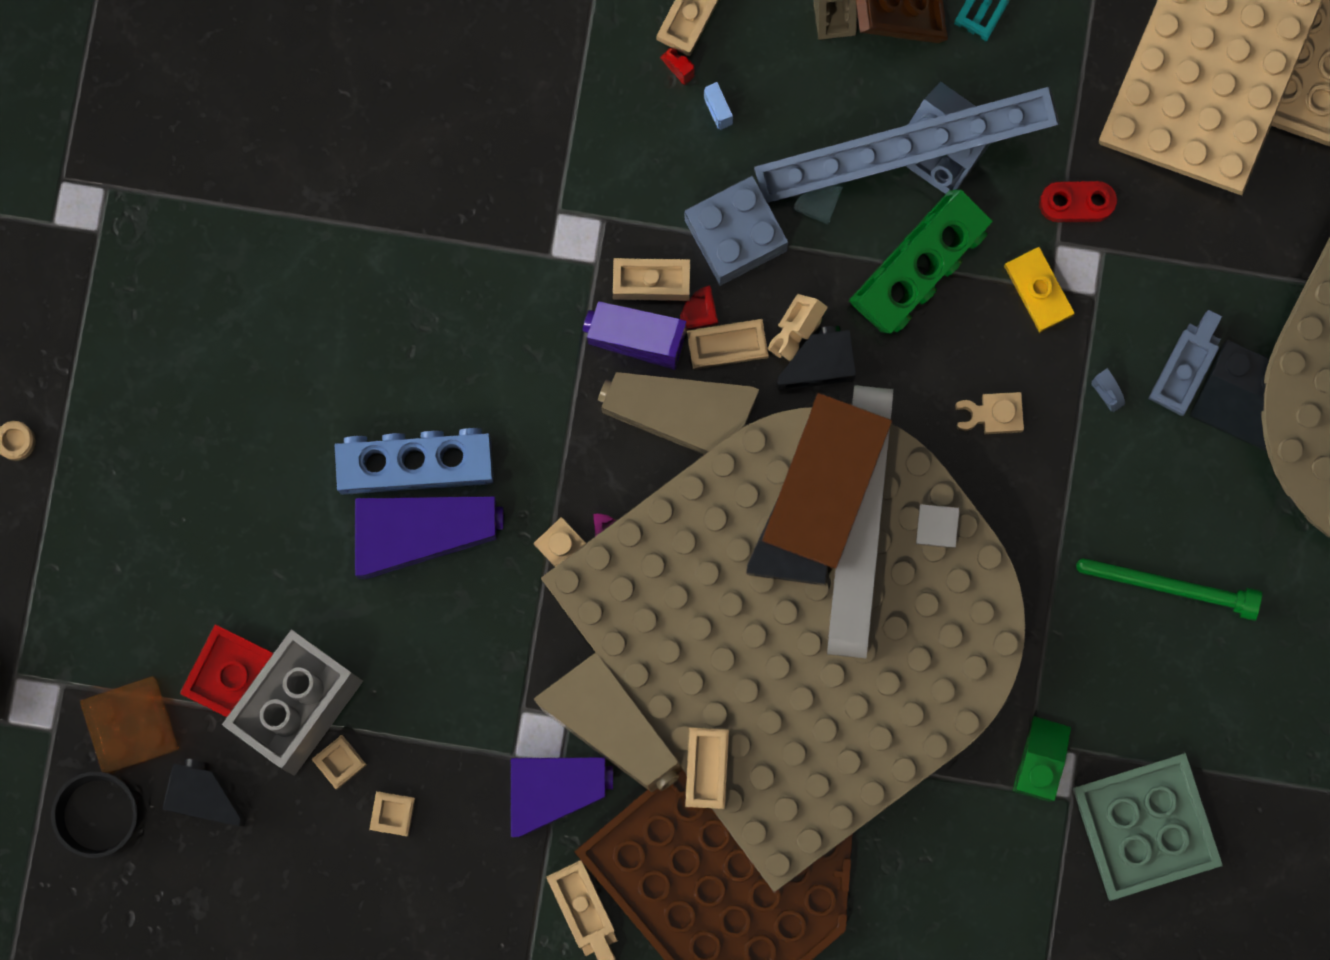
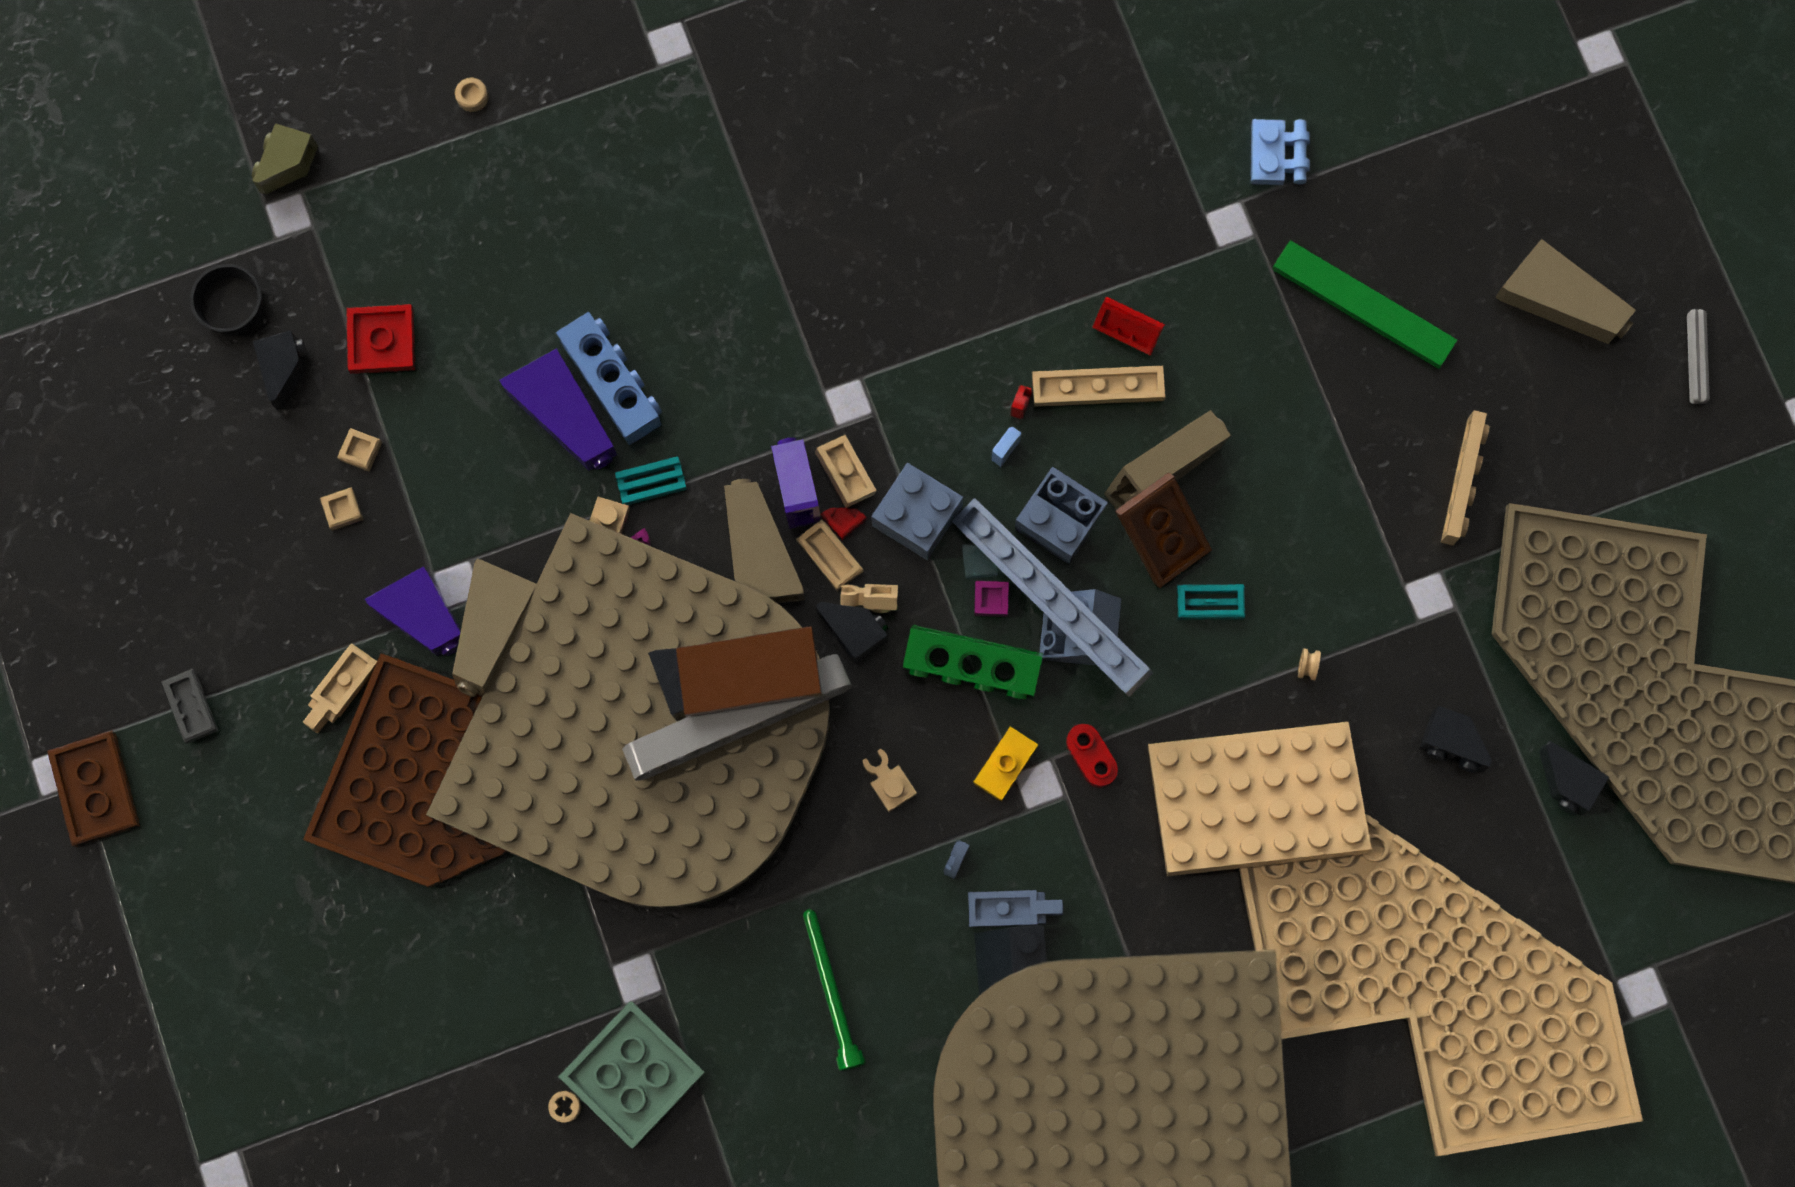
camera: 60 degrees right, 5 degrees down
(129, 725) = (306, 288): clear orange plate -> none
(292, 703) = (381, 390): light grey slope -> none
(554, 450) = (648, 469): none -> teal tile
(707, 768) = (490, 711): tan tile -> none
(822, 92) = (1060, 515): none -> sand blue slope
(866, 209) = (991, 598): none -> magenta plate
(937, 526) = (766, 778): light grey tile -> none
(1042, 759) = (640, 964): green slope -> none
(1136, 921) = (554, 1106): none -> tan bush

